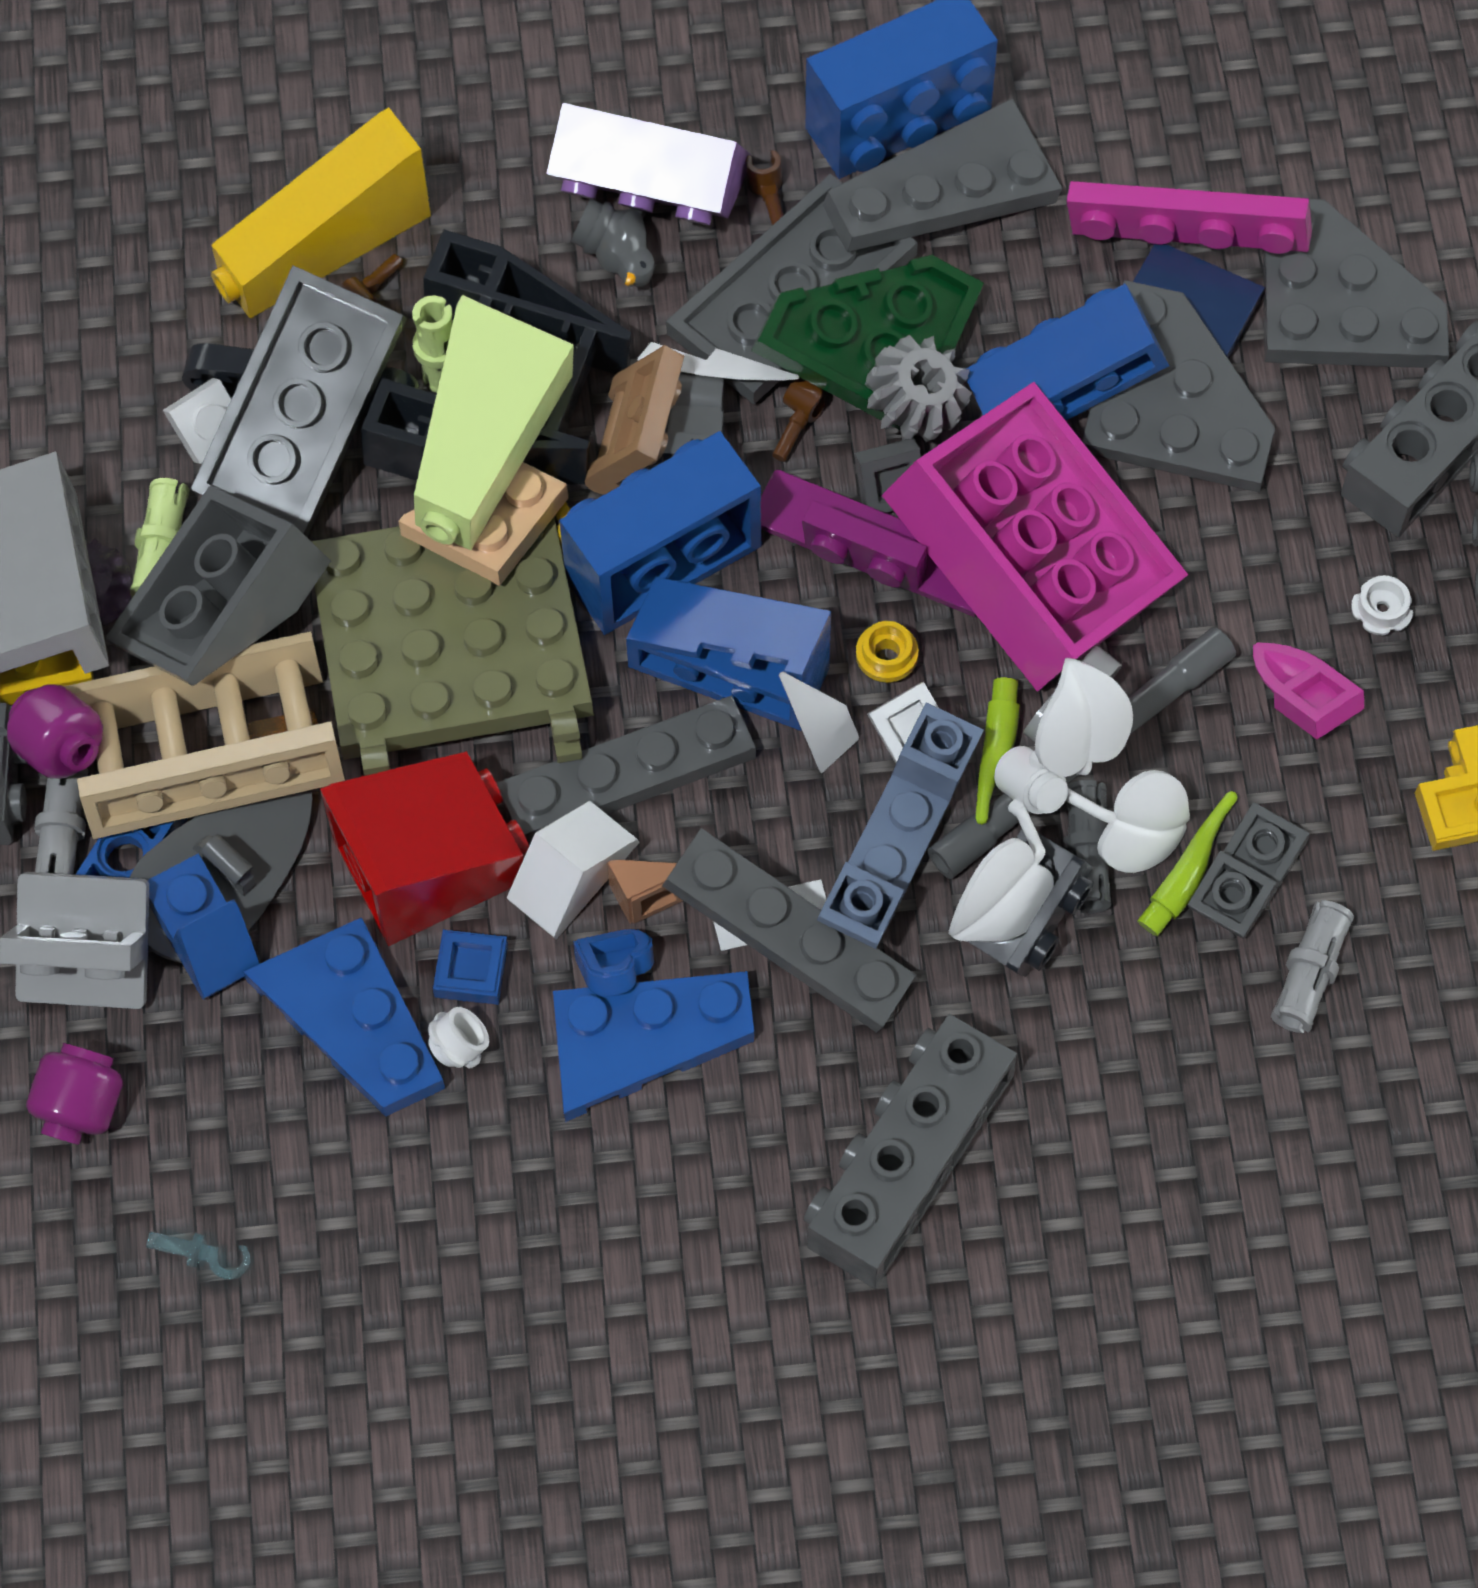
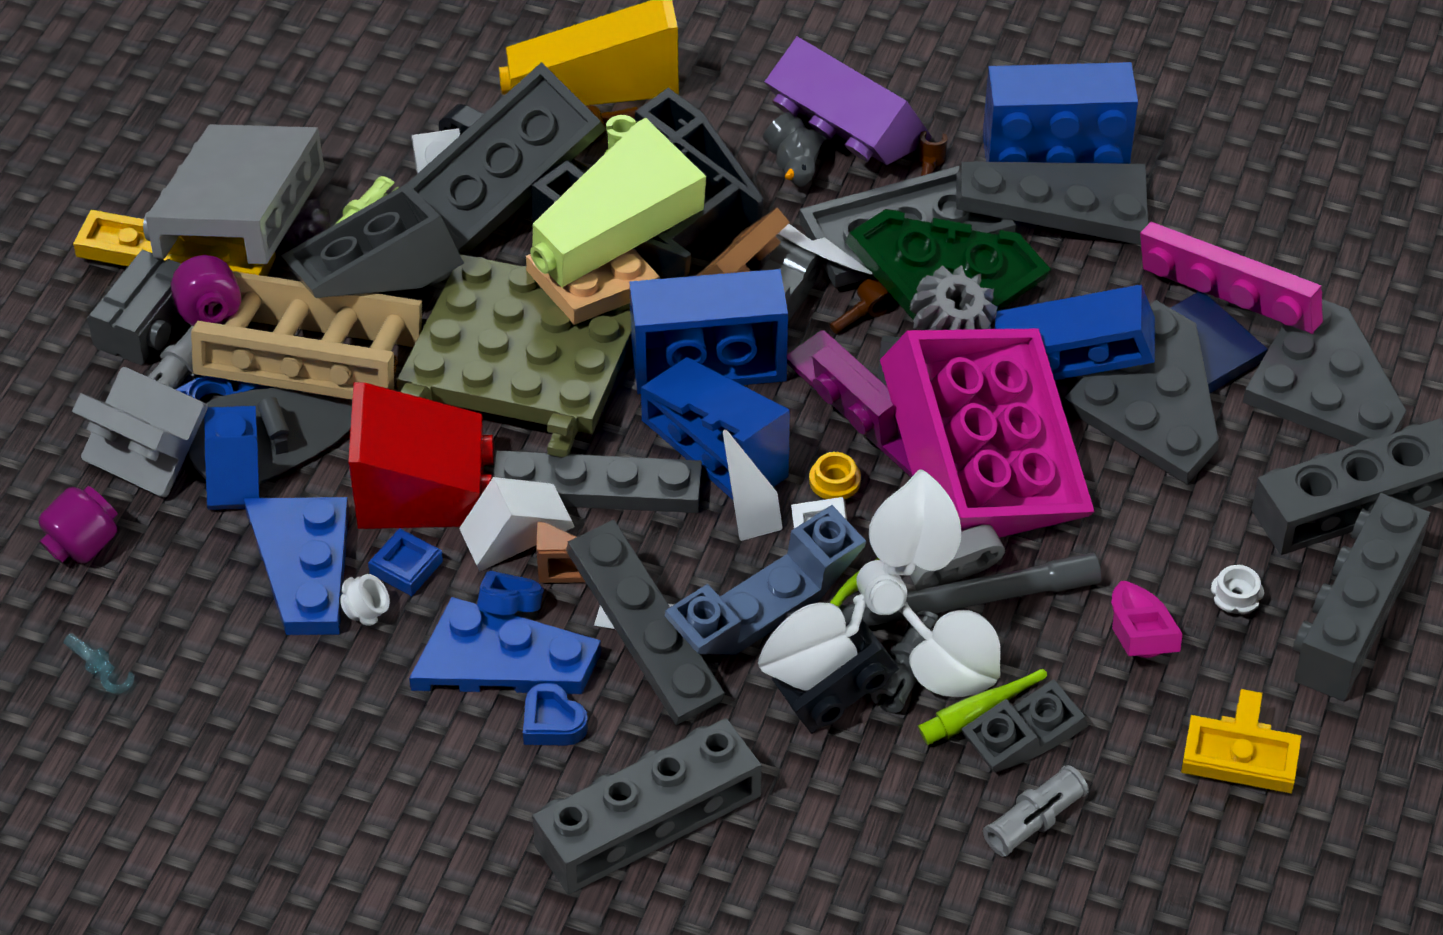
camera: 25 degrees right, 15 degrees down
(742, 1086) = (553, 718): none -> blue tile

